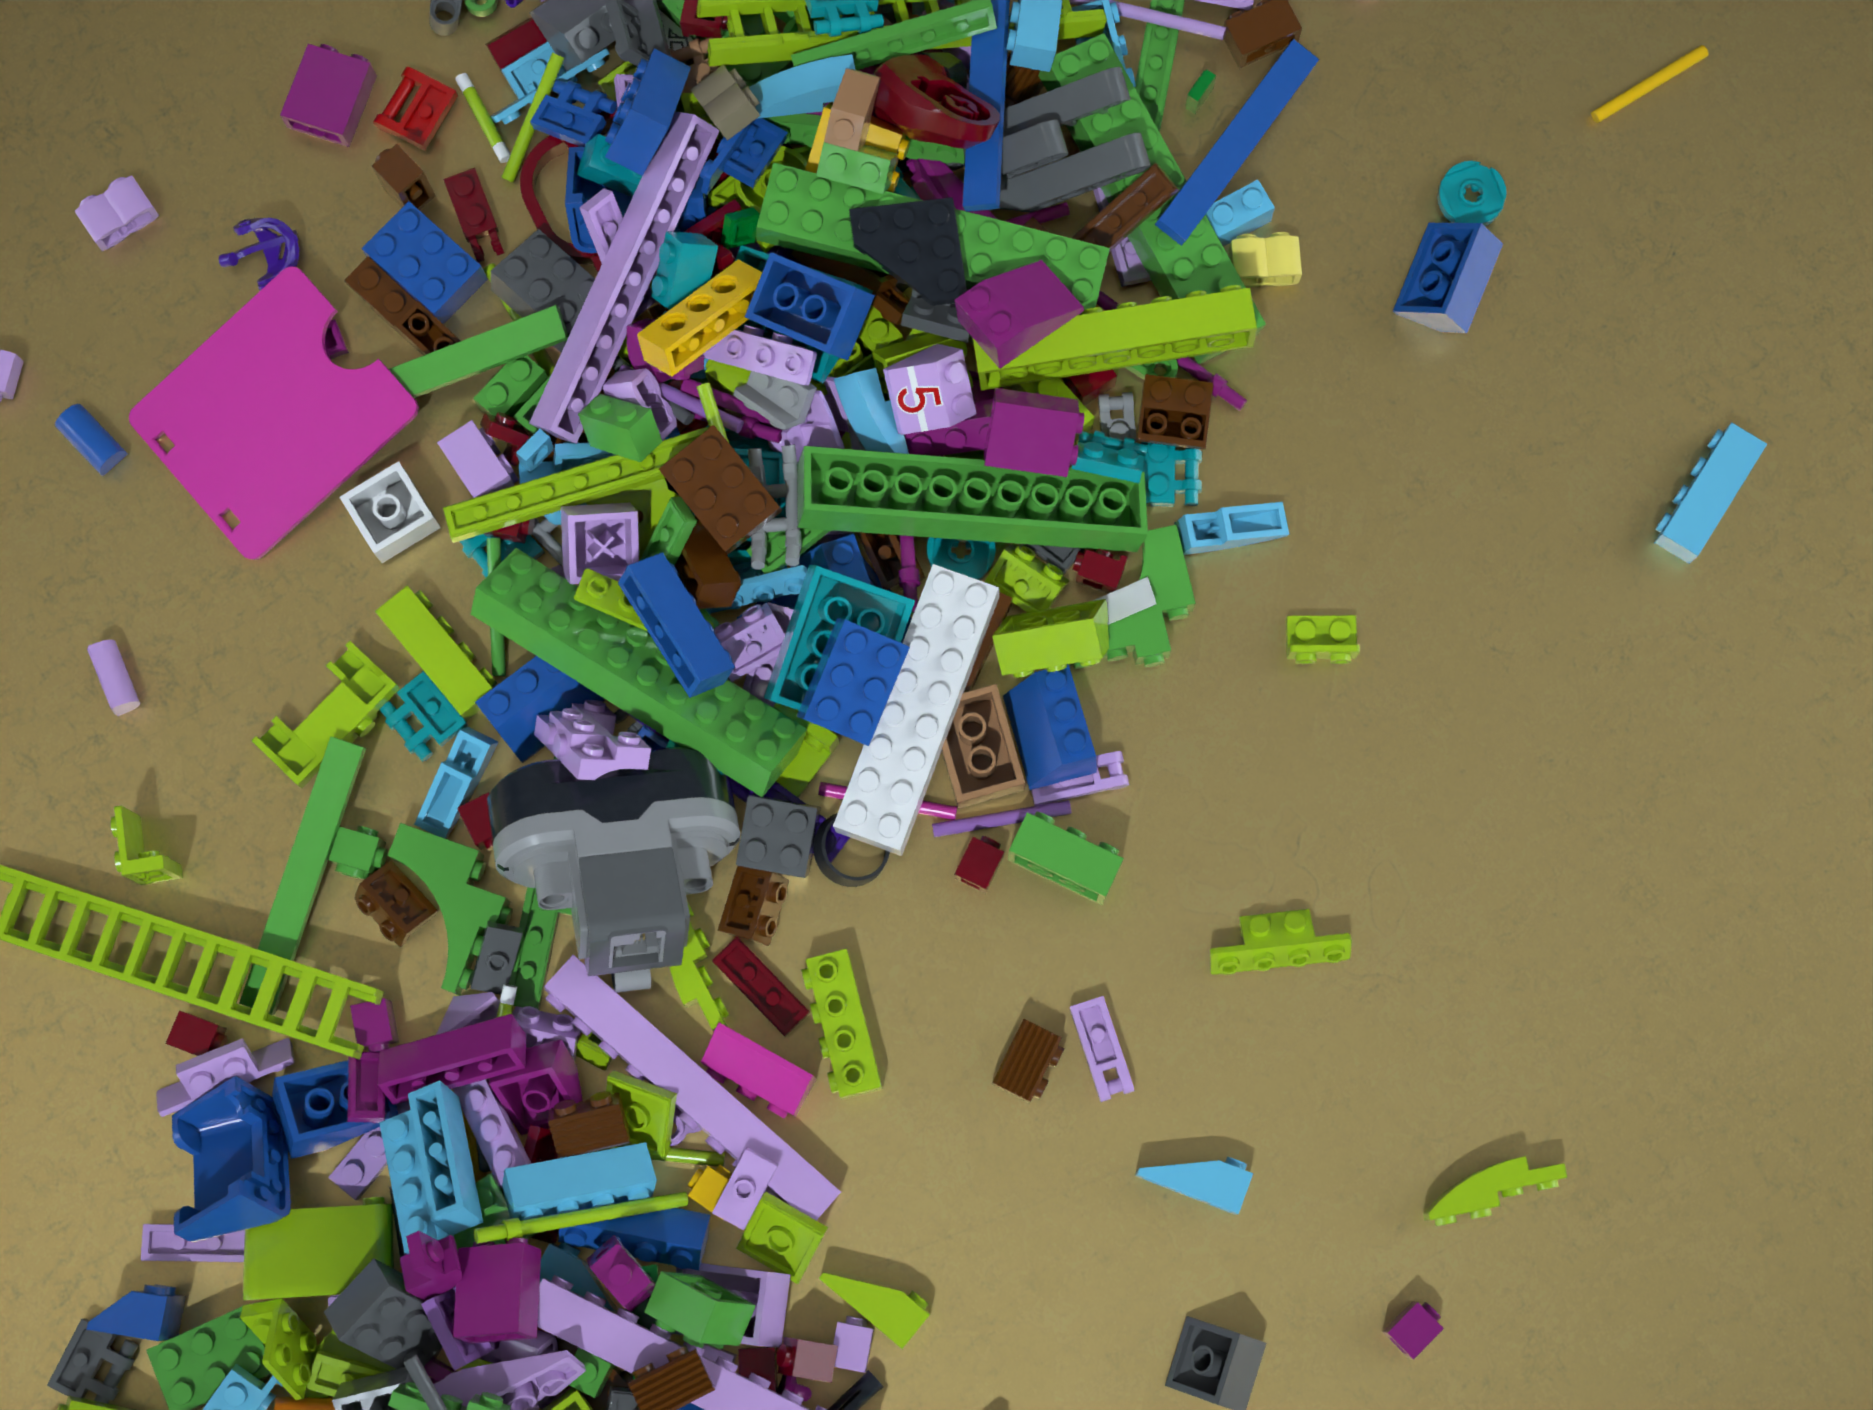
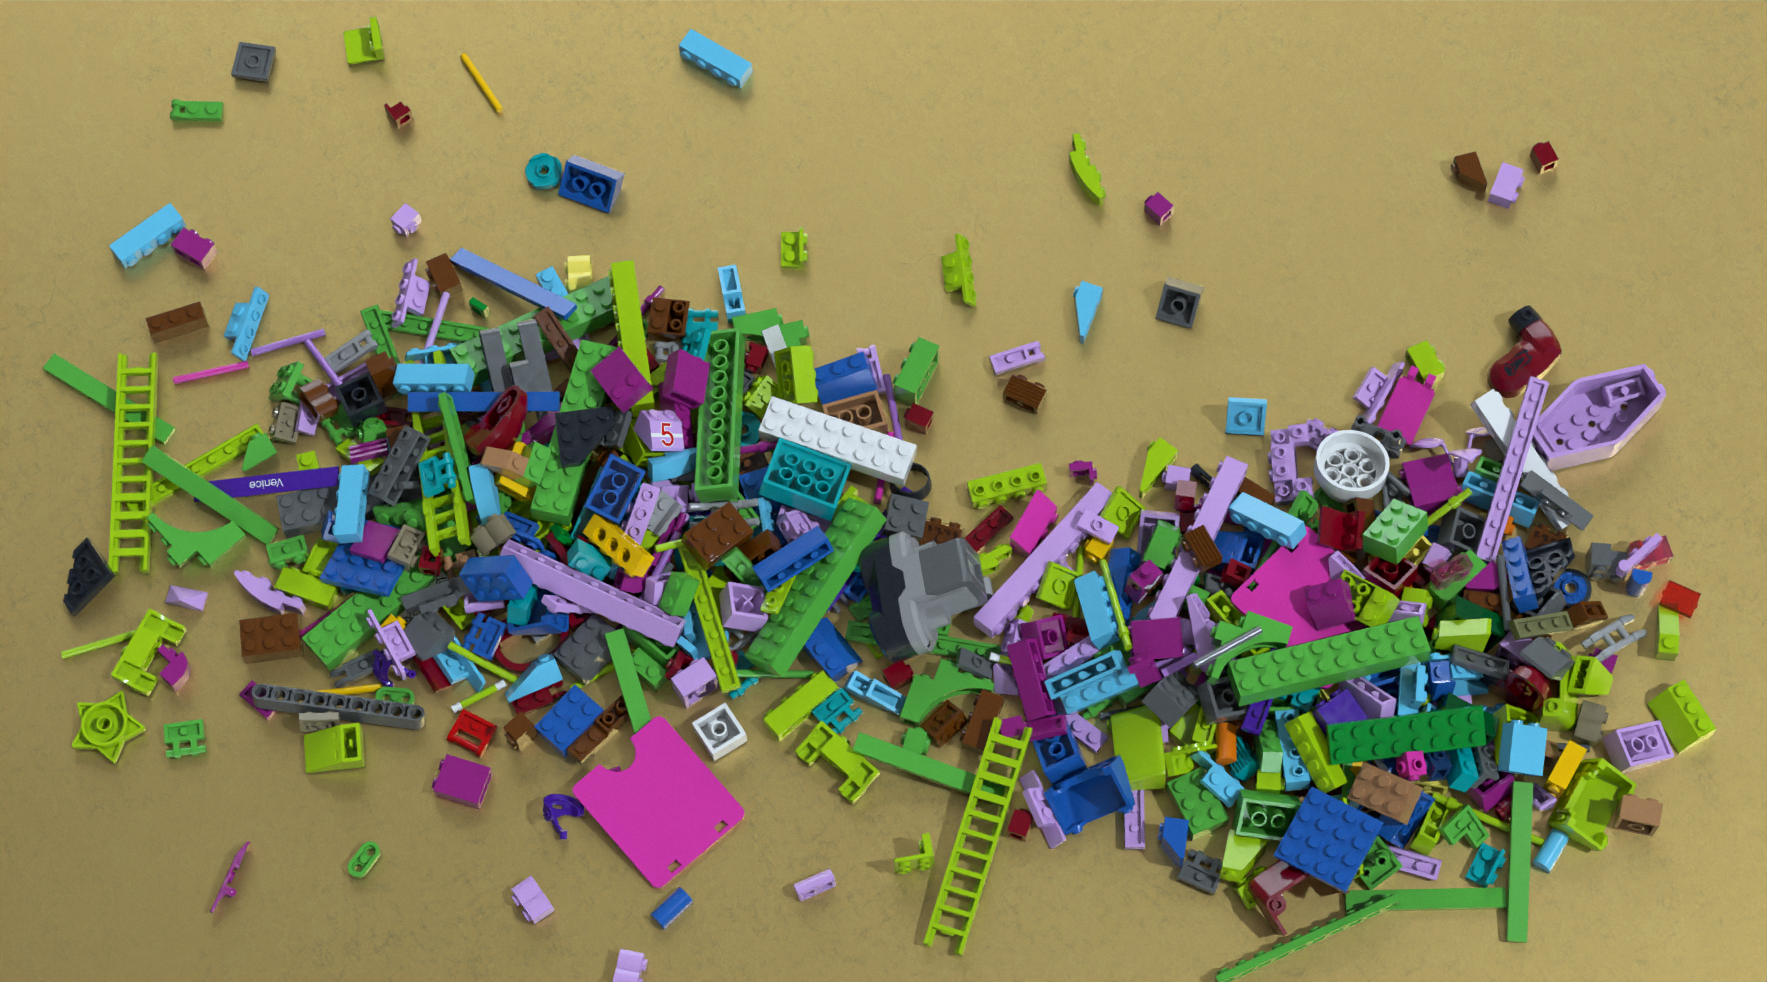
camera: 90 degrees left, 10 degrees down
(390, 970) = (980, 721): none -> reddish brown brick
(505, 206) = (537, 676): none -> medium azure slope
(586, 743) = (851, 617): lavender bracket -> none
(588, 1124) = (1066, 606): reddish brown brick -> none
(853, 681) = (826, 464): blue brick -> none
(876, 1161) = (1080, 468): none -> magenta bracket

